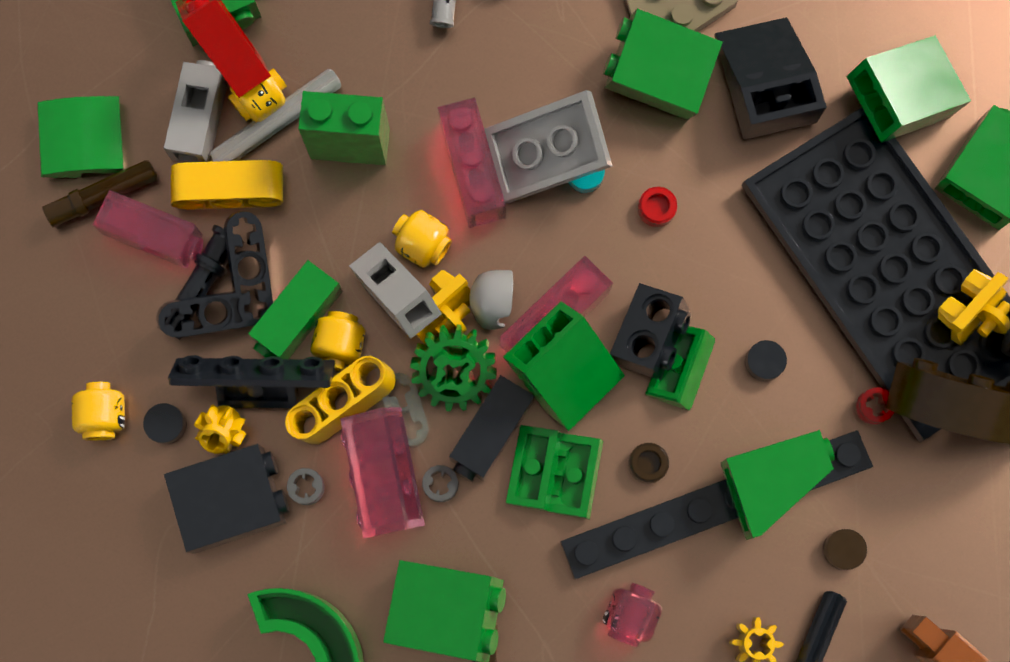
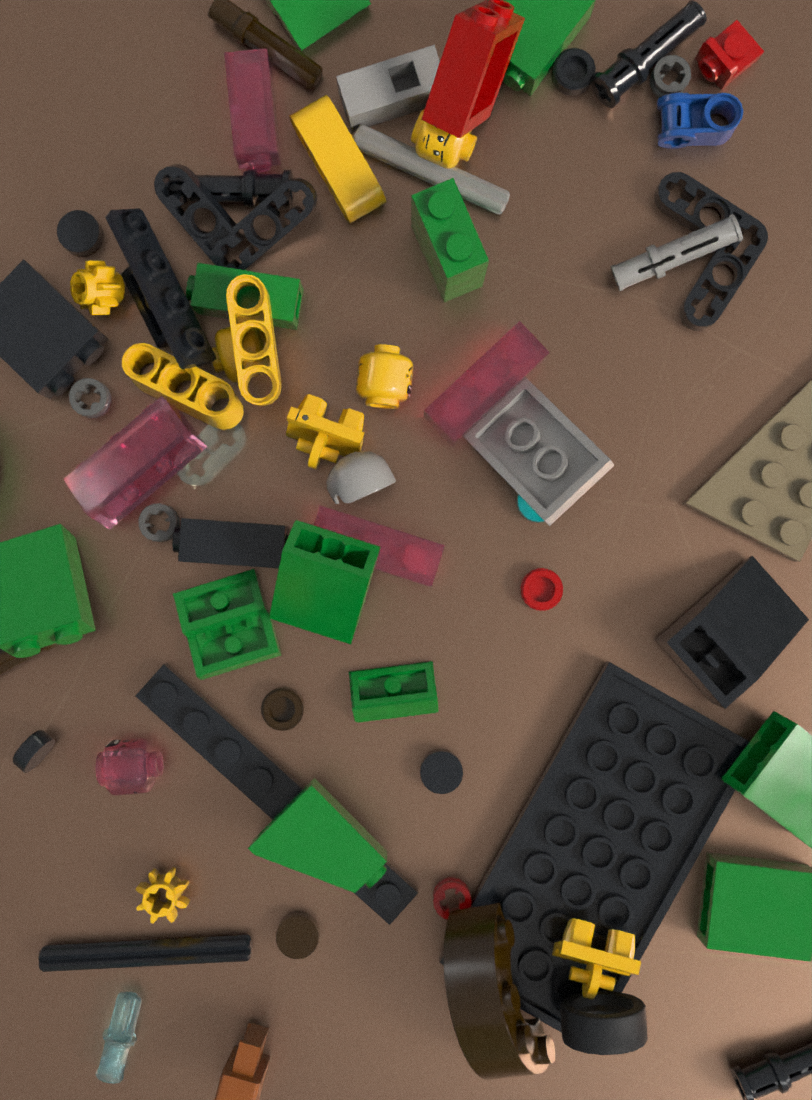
camera: 65 degrees right, 10 degrees up
(98, 412) = (55, 164): yellow head -> none
(326, 302) = (246, 320): none -> yellow beam
(395, 290) = (313, 379): light grey brick -> none
(450, 384) = (271, 476): green gear -> none
(640, 330) = (406, 635): black brick -> none
(661, 64) = (687, 519): green brick -> none

